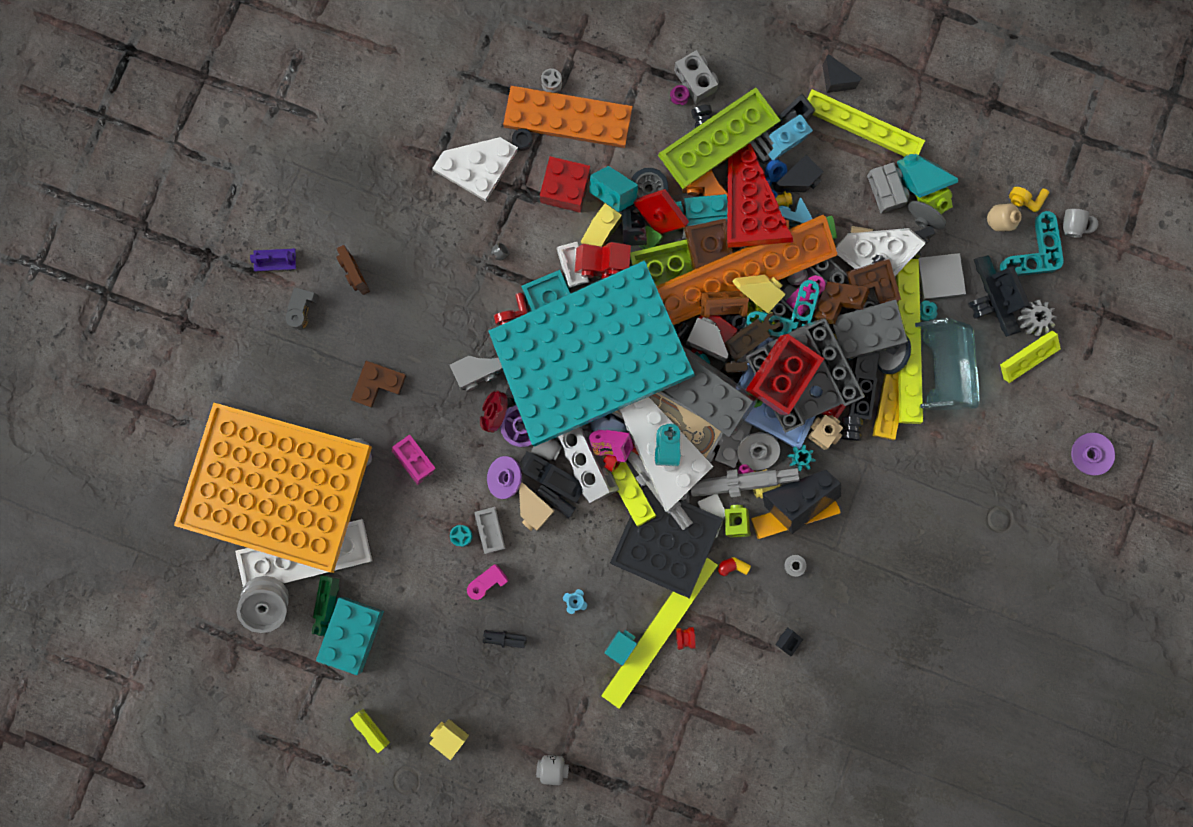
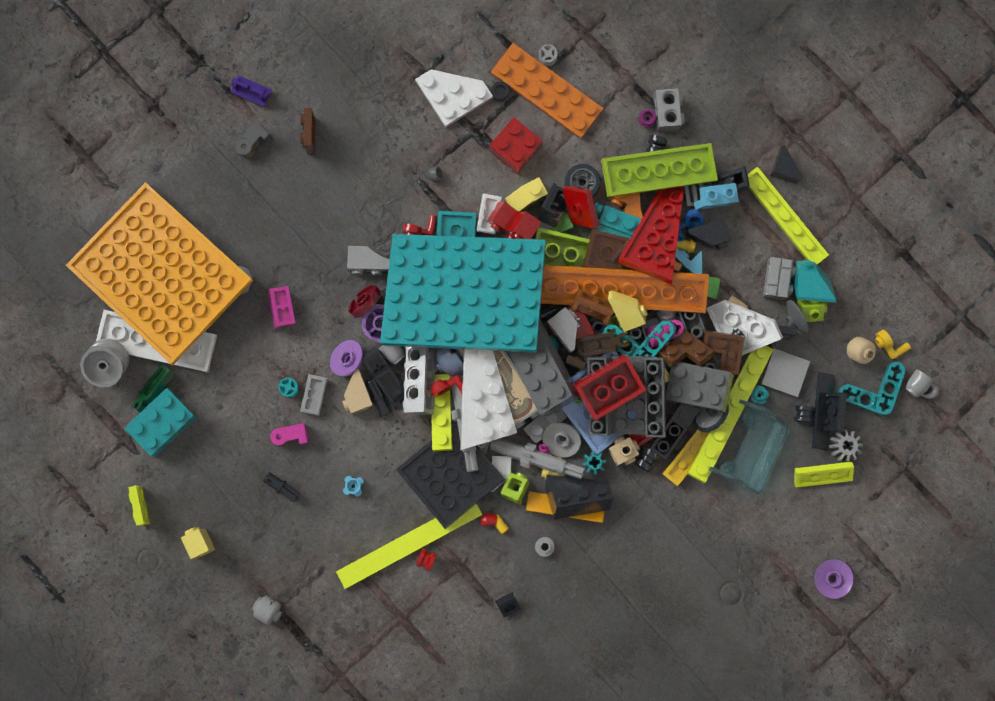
camera: 20 degrees right, 0 degrees up
(373, 378) = (282, 226): reddish brown plate -> none
(611, 443) = (444, 373): dark pink leg -> none
(613, 188) = (552, 168): teal brick -> none
(621, 646) = (371, 540): teal brick -> none
(667, 448) = (486, 401): teal piece -> none

